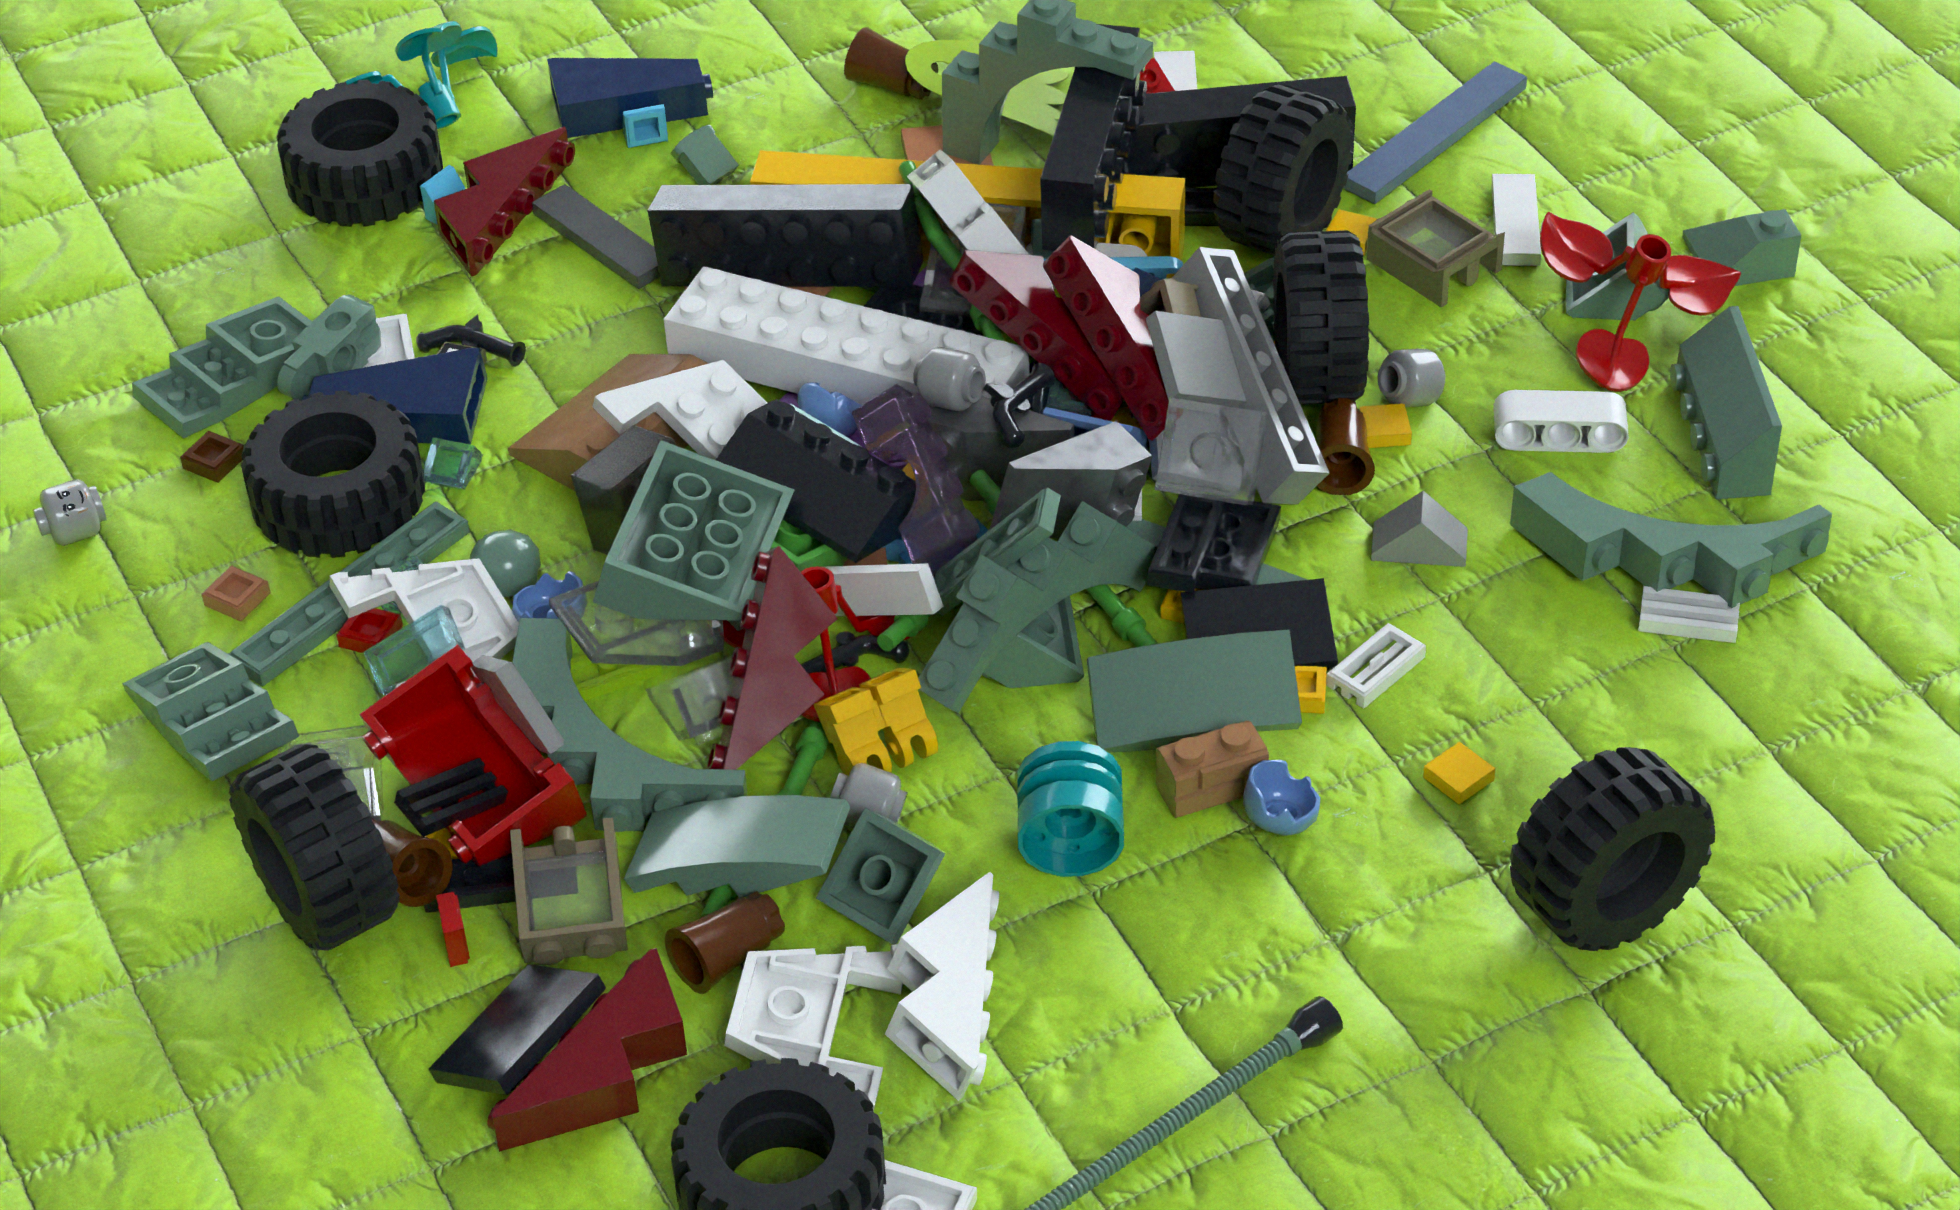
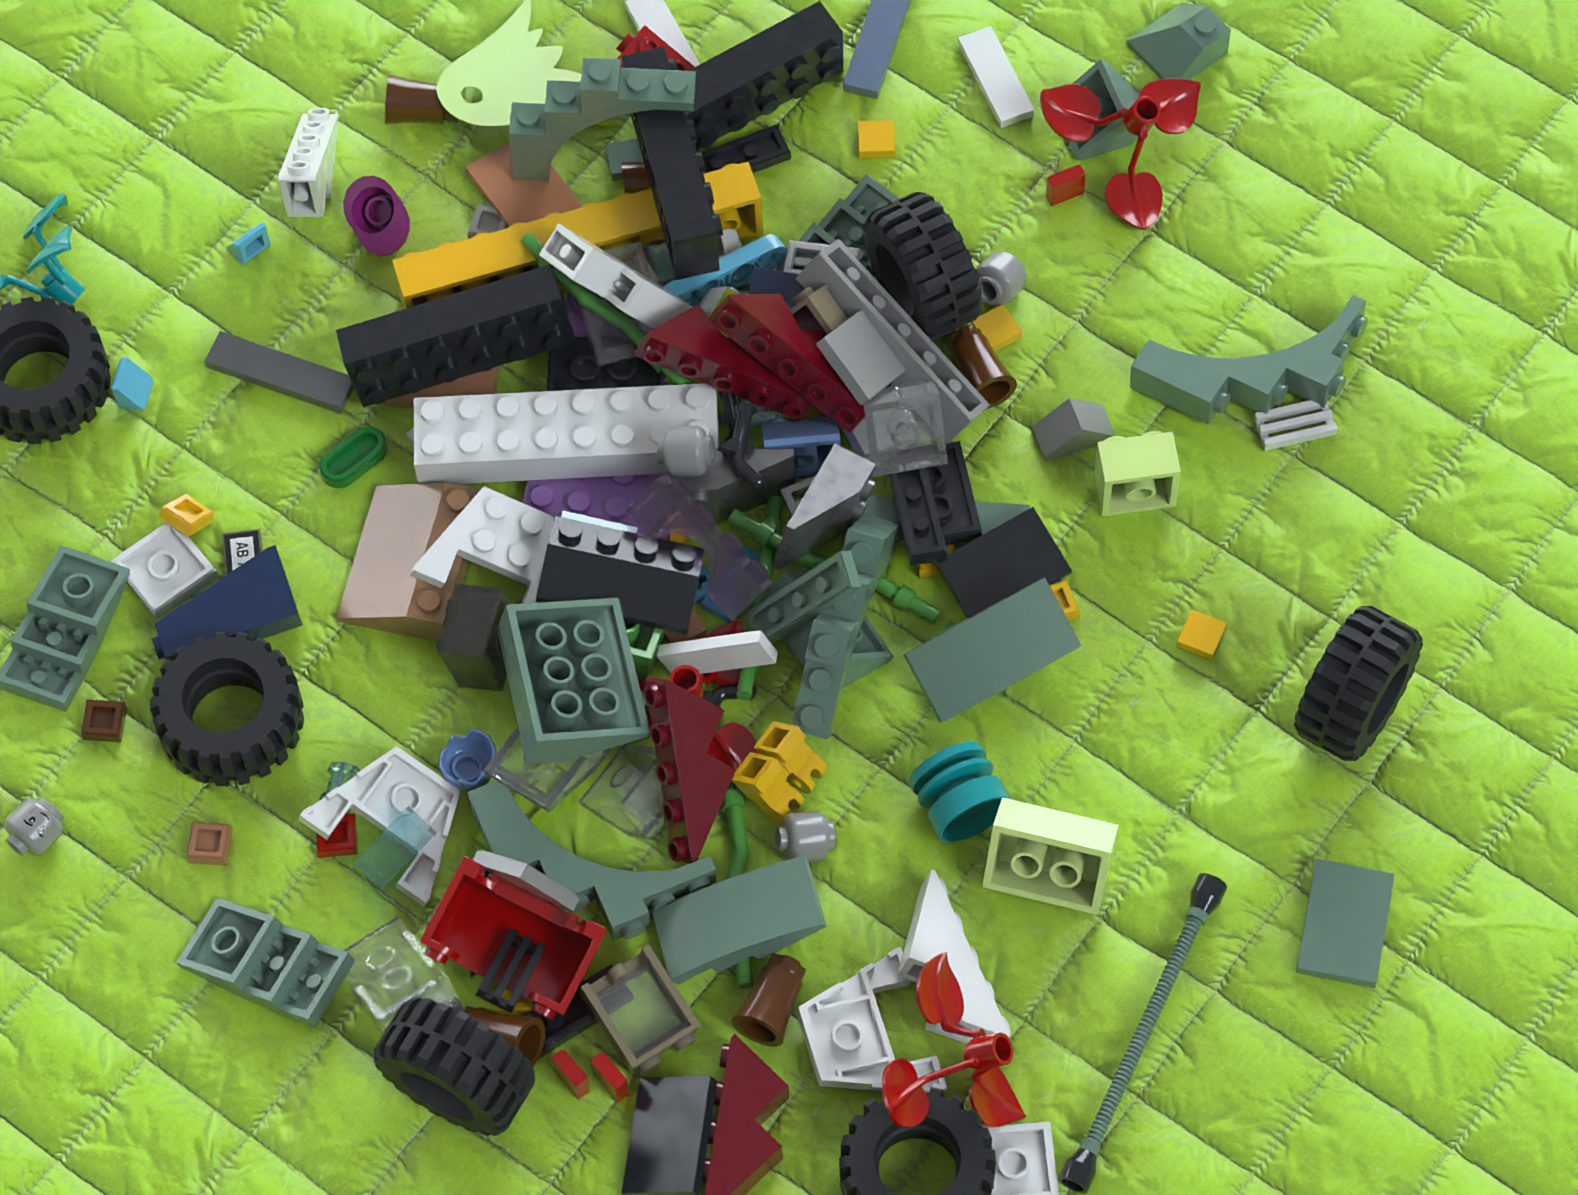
camera: 25 degrees left, 20 degrees up
(320, 613) = (303, 787): sand green tile -> none
(333, 343) = (146, 586): sand green piece -> none
(419, 313) = (186, 515): none -> yellow tile
(451, 463) = (302, 652): clear light blue slope -> none
(472, 335) = (242, 522): black piece -> none
(494, 948) = (610, 1077): none -> red tile
(500, 195) = (175, 361): dark red slope -> none
(509, 559) = (406, 727): sand green hair -> none
(597, 90) = (209, 214): dark blue slope -> none
(623, 324) = (353, 457): none -> green tile
(704, 156) = (320, 259): sand green tile -> none
(738, 76) = (309, 164): none -> white slope
(784, 126) = (376, 215): none -> magenta piece
(829, 408) = (587, 494): medium blue hair -> none
(881, 875) = (858, 900): sand green slope -> none
(910, 980) = (990, 1095): none -> red plant
(1136, 904) = (1050, 856): none -> yellowish green brick
(1208, 767) = (1034, 708): medium nougat brick -> none
(1278, 800) = (1095, 715): medium blue hair -> none
(1282, 167) = (819, 123): black tyre -> none
(1383, 668) = (1090, 588): white tile -> none
(1429, 243) = (950, 135): dark tan window -> none
(1463, 585) = (1137, 473): none -> yellowish green brick
(1473, 1121) = (1345, 923): none -> sand green tile
(1537, 323) = (1065, 185): none -> red tile
(1560, 421) = (1126, 277): white beam -> none
(1728, 407) = (1246, 221): sand green slope -> none

